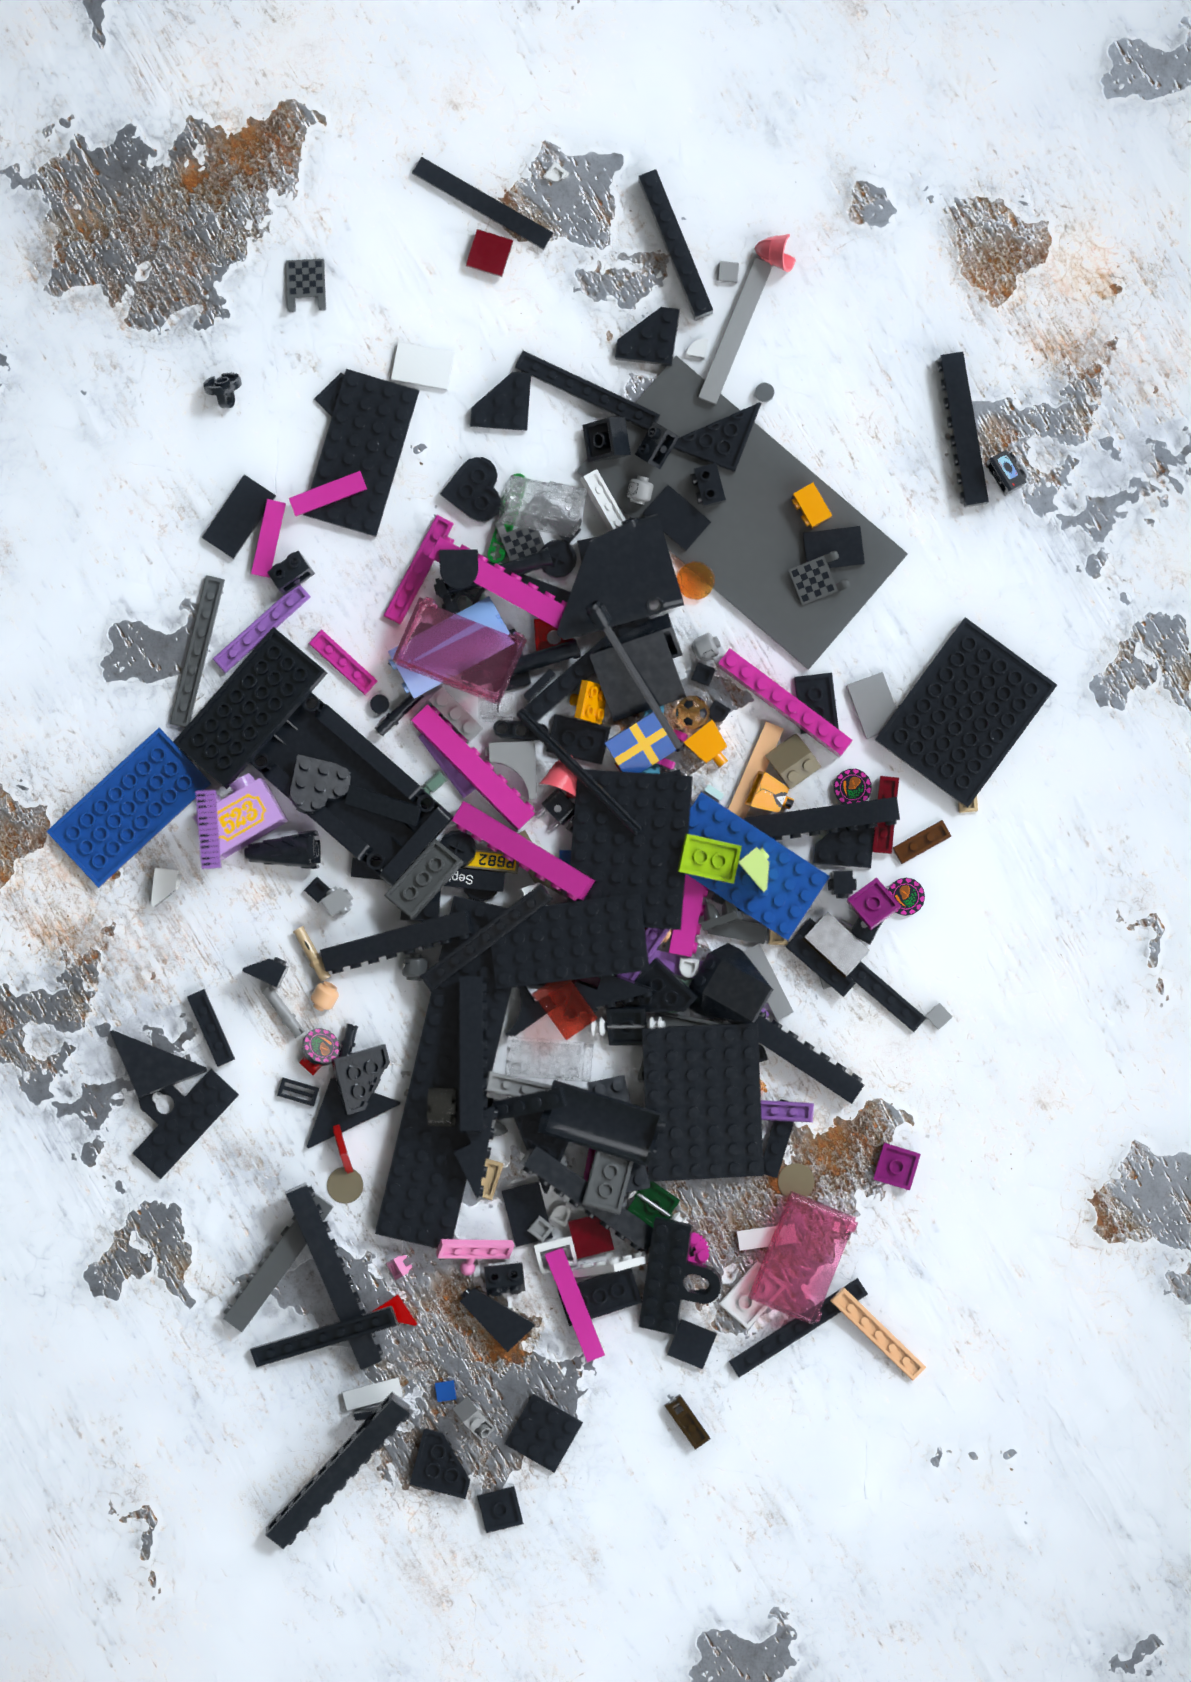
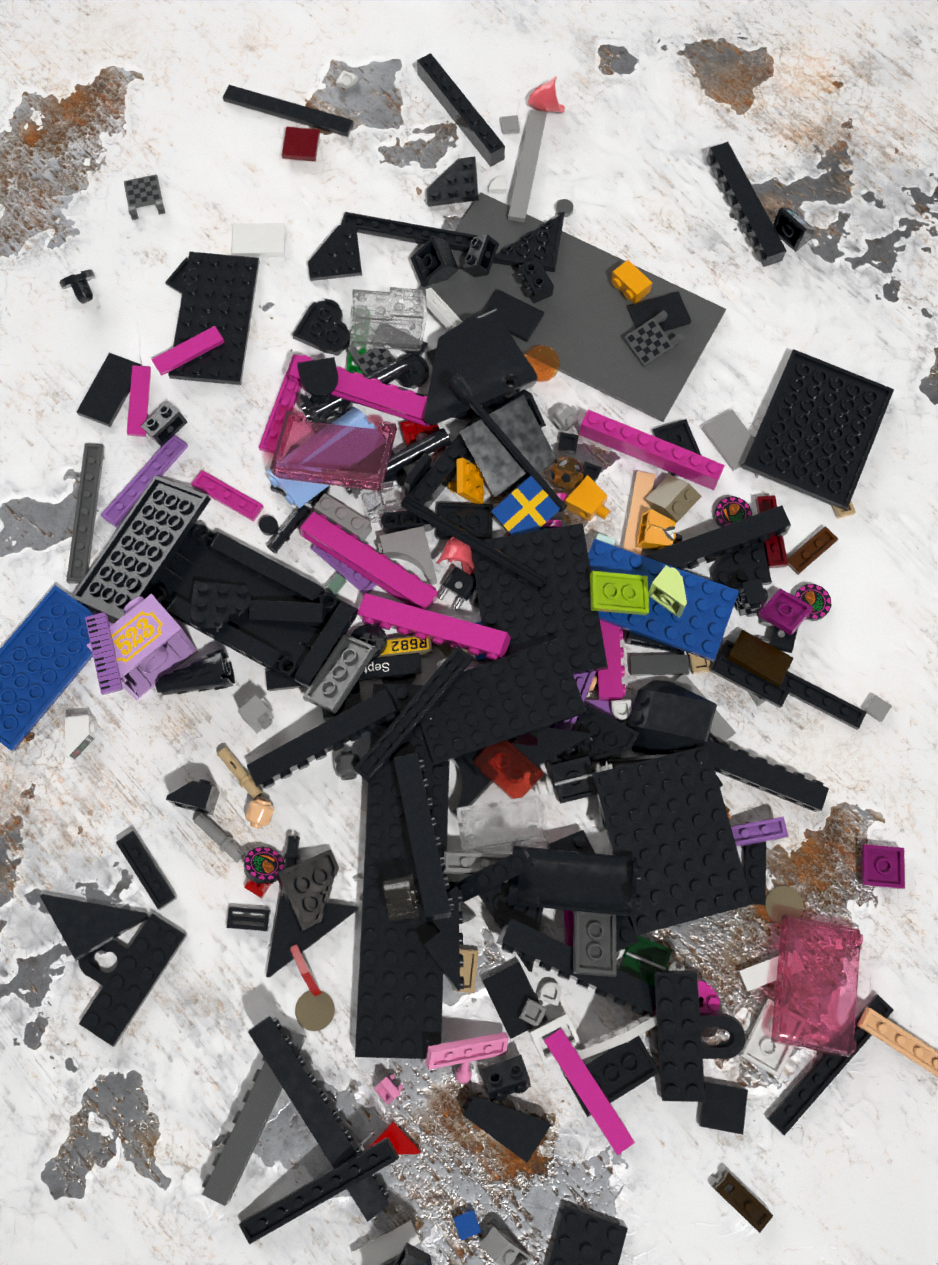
camera: 10 degrees left, 15 degrees down
(317, 889) = (232, 709): black tile -> none
(590, 1237) = (587, 1010): dark red tile -> none
(640, 490) = (474, 296): light grey head -> none
(714, 920) = (637, 657): dark grey tile -> none

